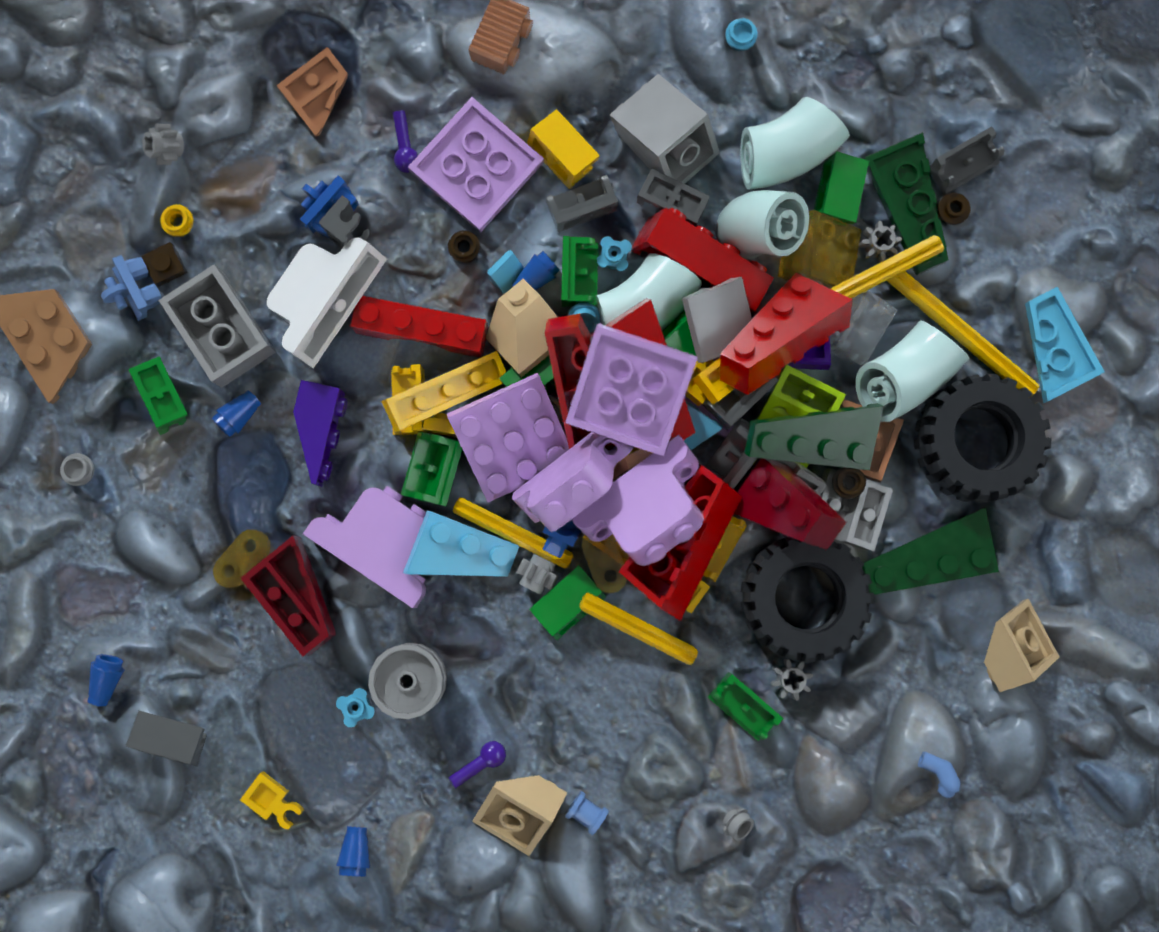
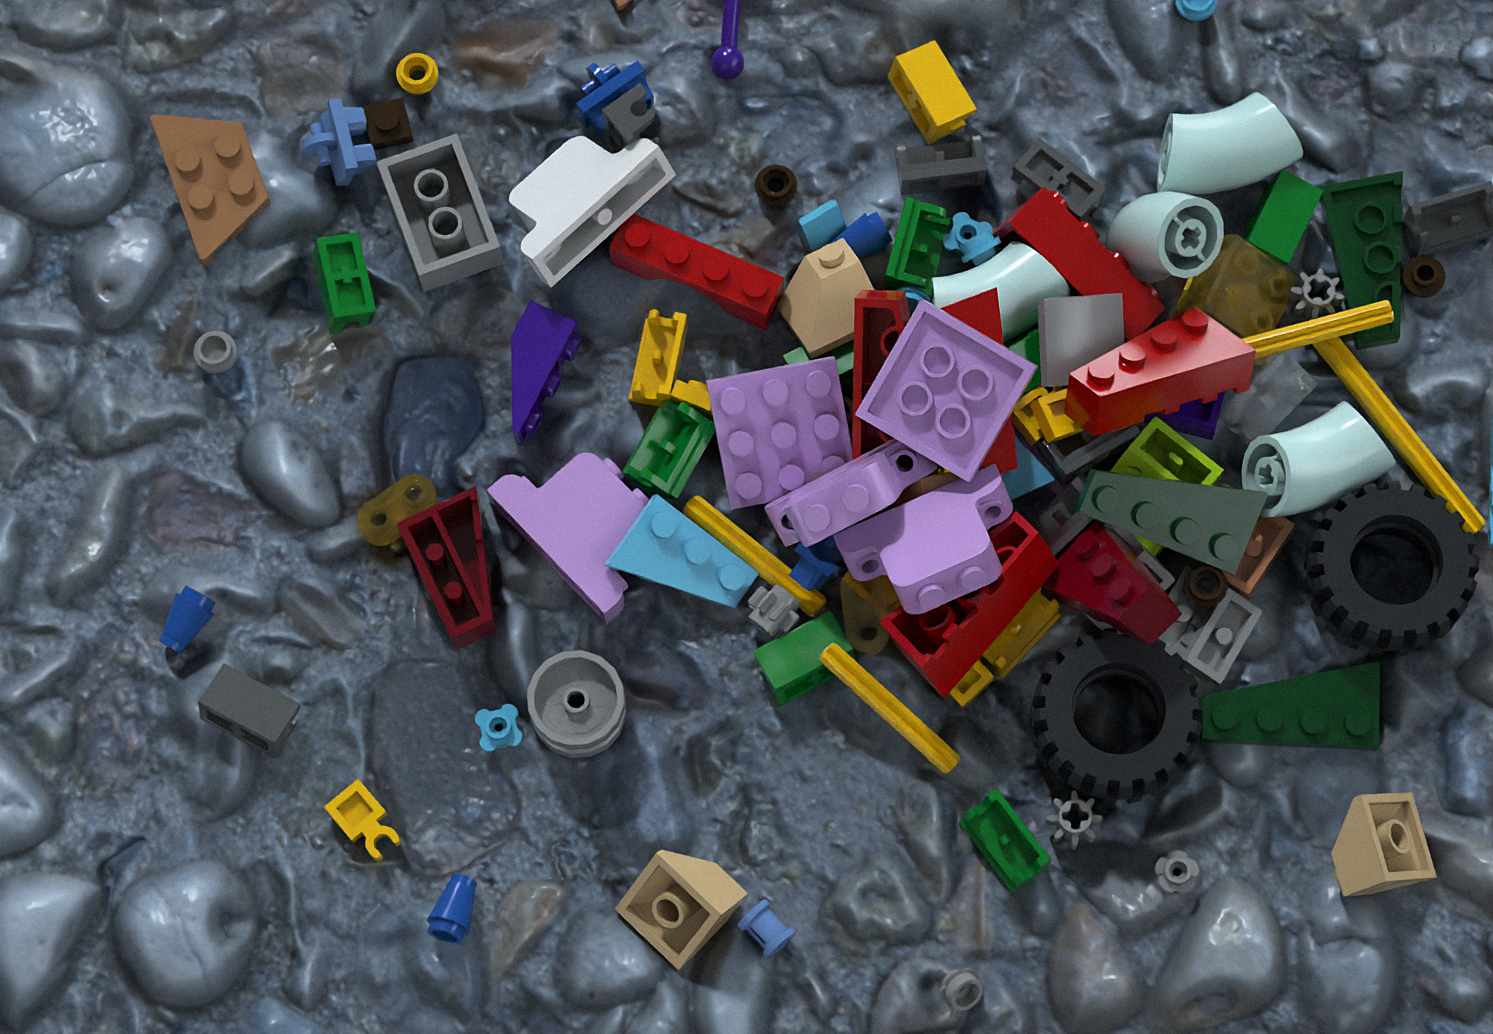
camera: 15 degrees right, 10 degrees down
(236, 413) = (434, 327): blue cone -> none
(444, 391) = (710, 353): yellow plate -> none
(476, 164) = (815, 87): lavender plate -> none
(491, 755) = (659, 831): dark purple bar -> none
(626, 263) = (980, 248): none -> medium azure plate
(666, 130) = (1070, 97): light grey slope -> none
(864, 699) = (1172, 883): none -> light grey plate
(945, 772) = (1249, 987): medium blue arm -> none

